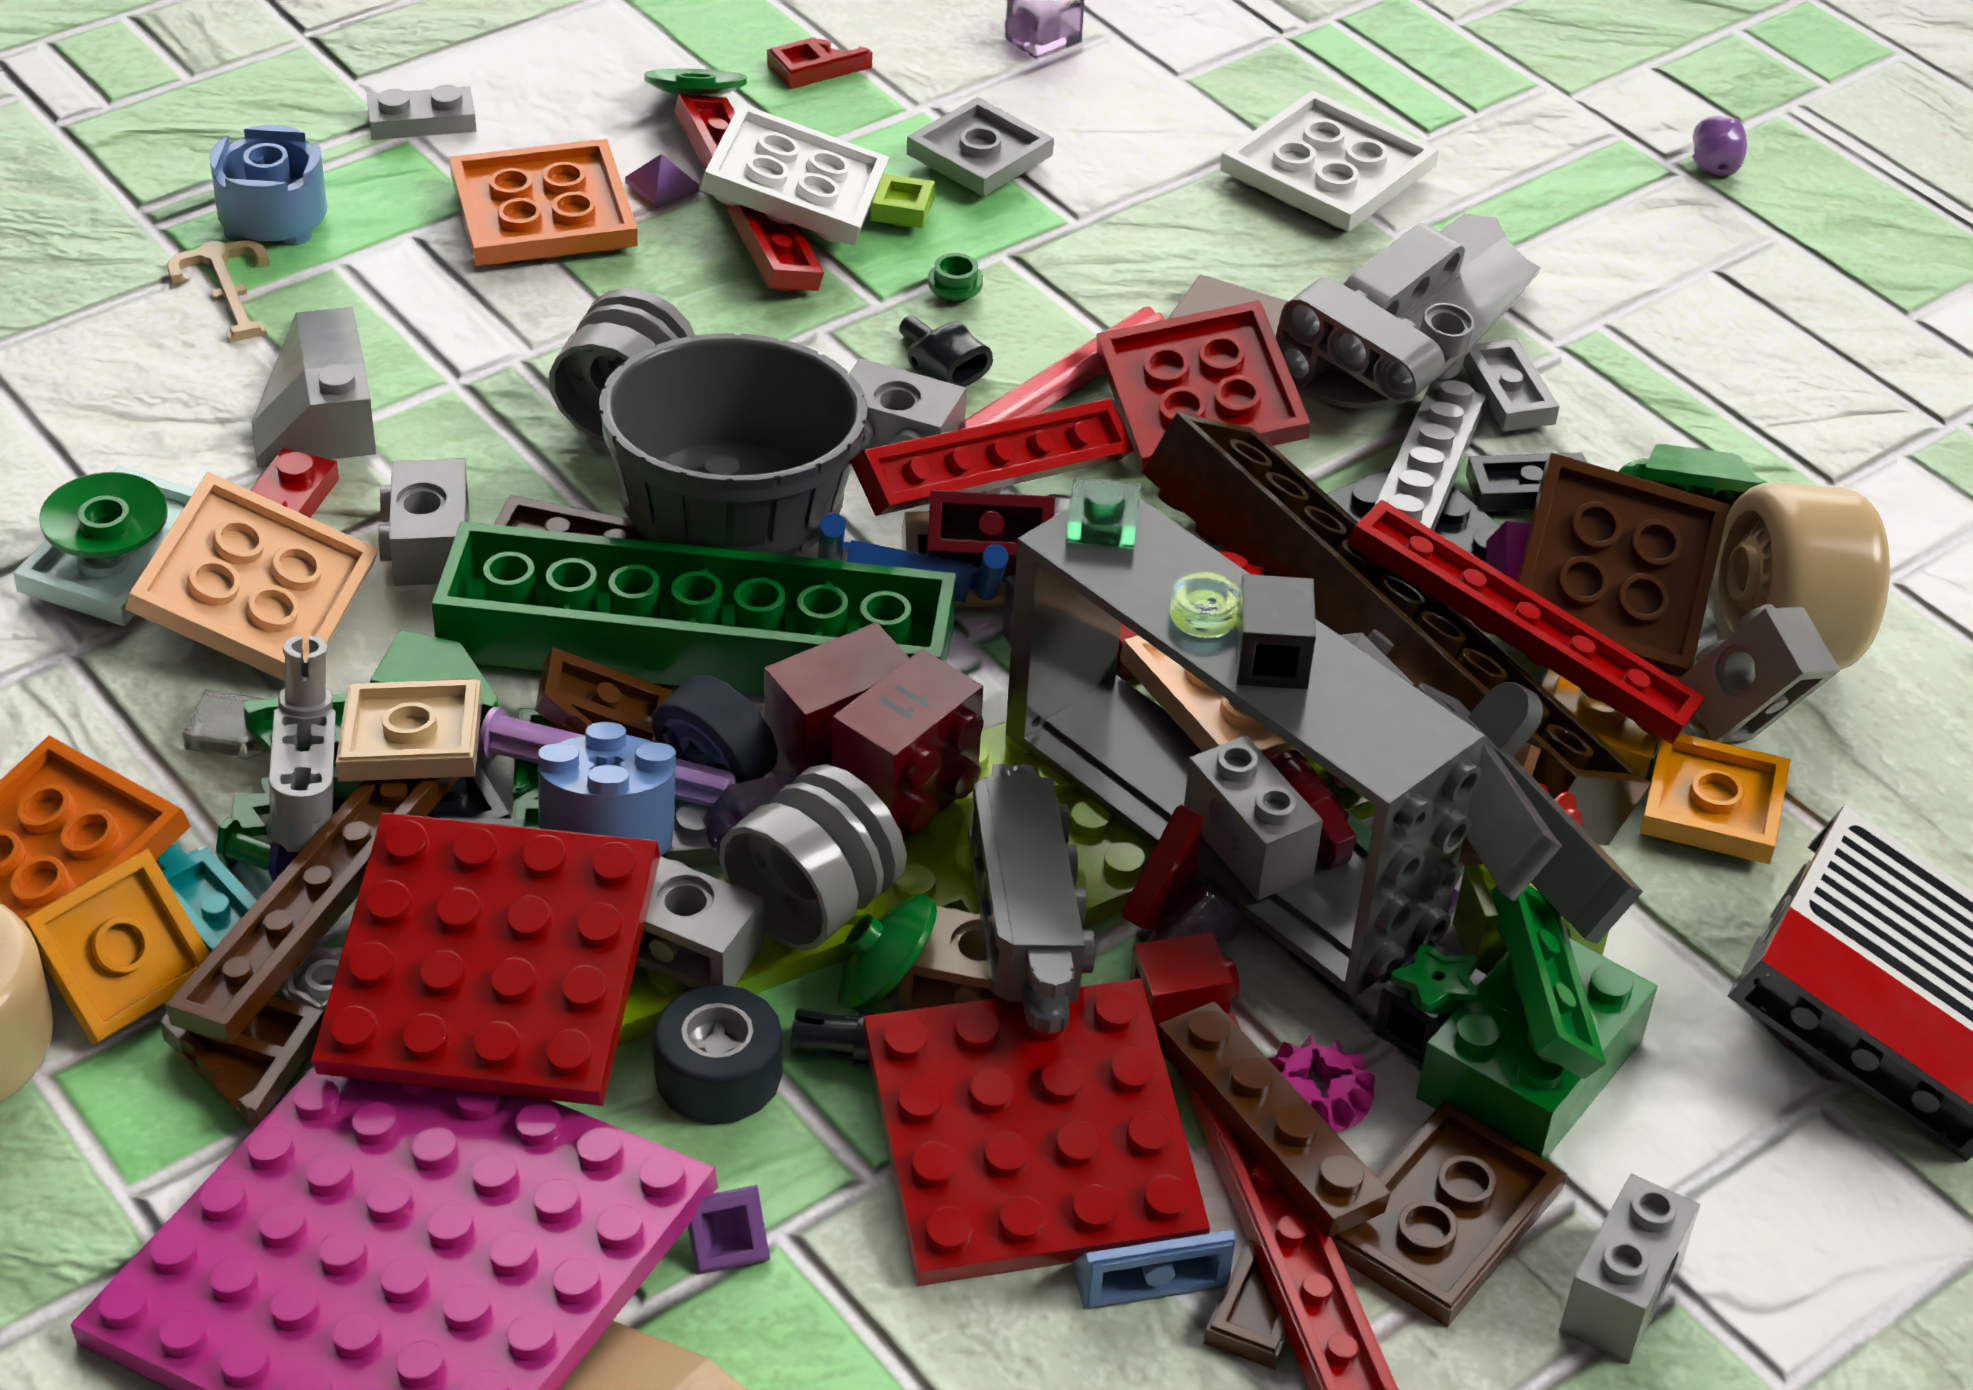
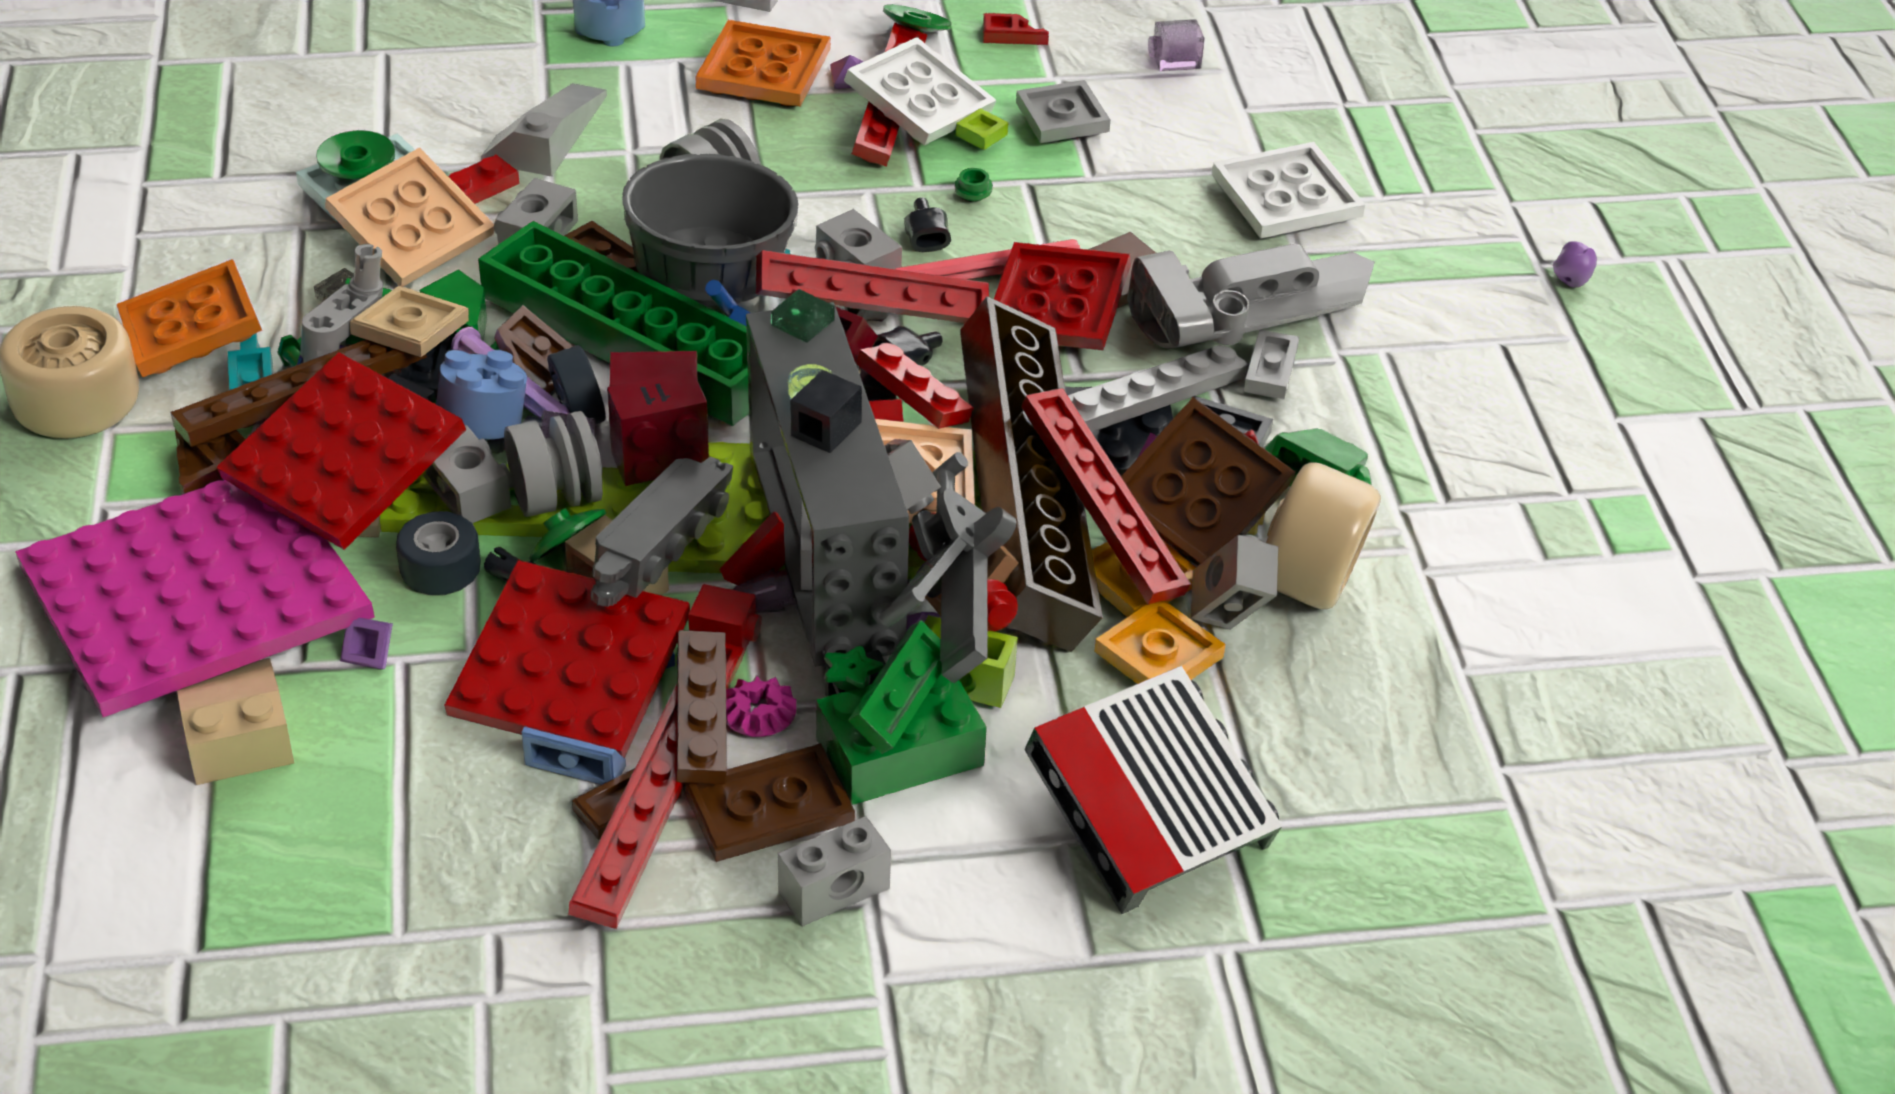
camera: 30 degrees right, 0 degrees up
(117, 945) = (177, 372): light orange plate -> none
(215, 255) = (555, 37): tan piece -> none

